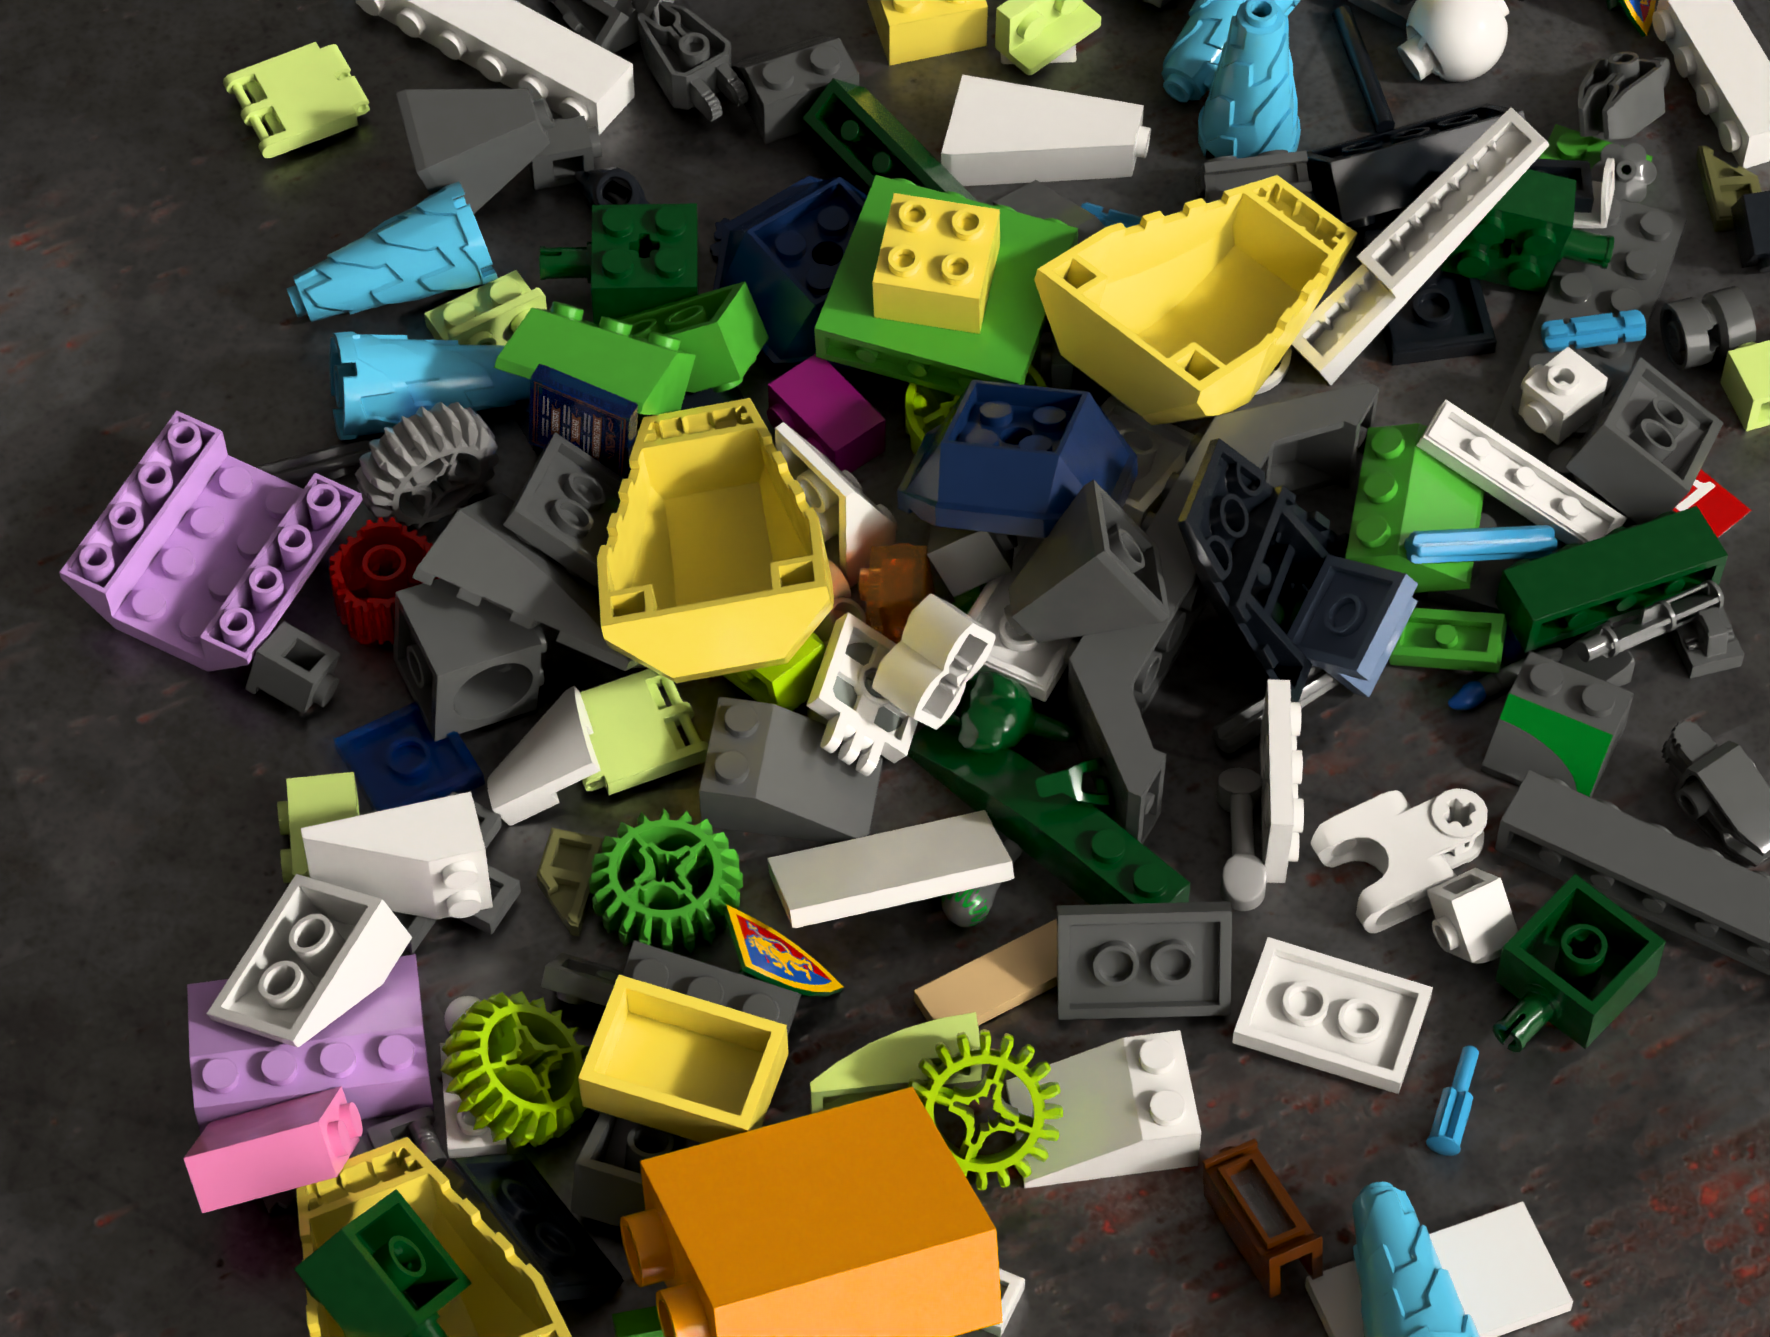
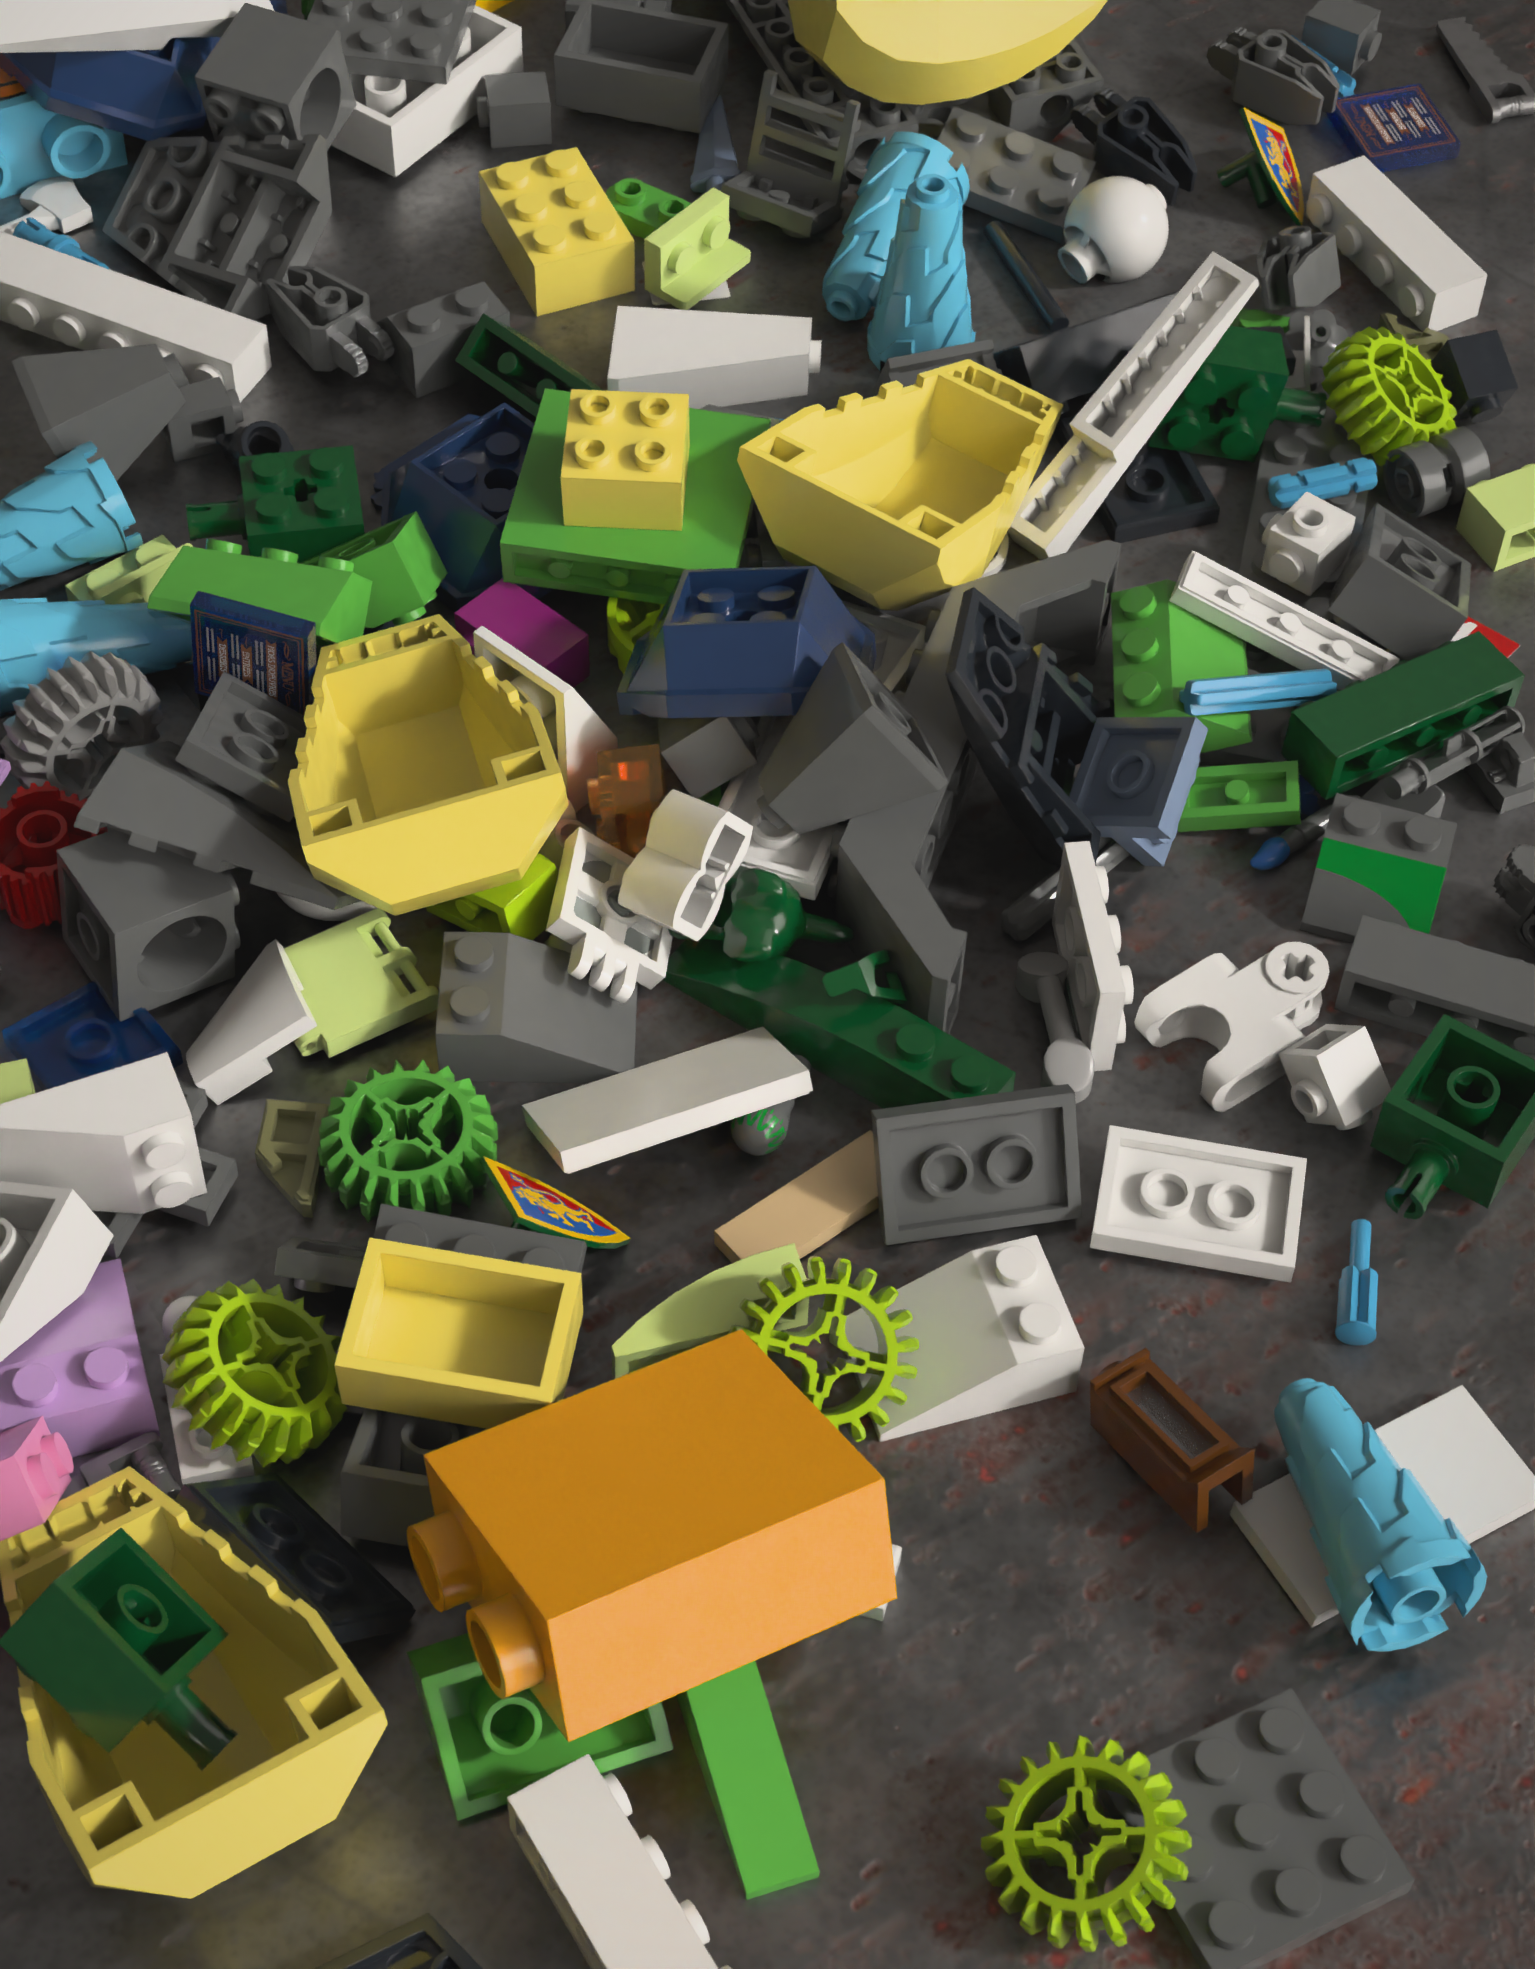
camera: 10 degrees left, 5 degrees down
(1682, 245) = (1385, 393): none -> lime gear

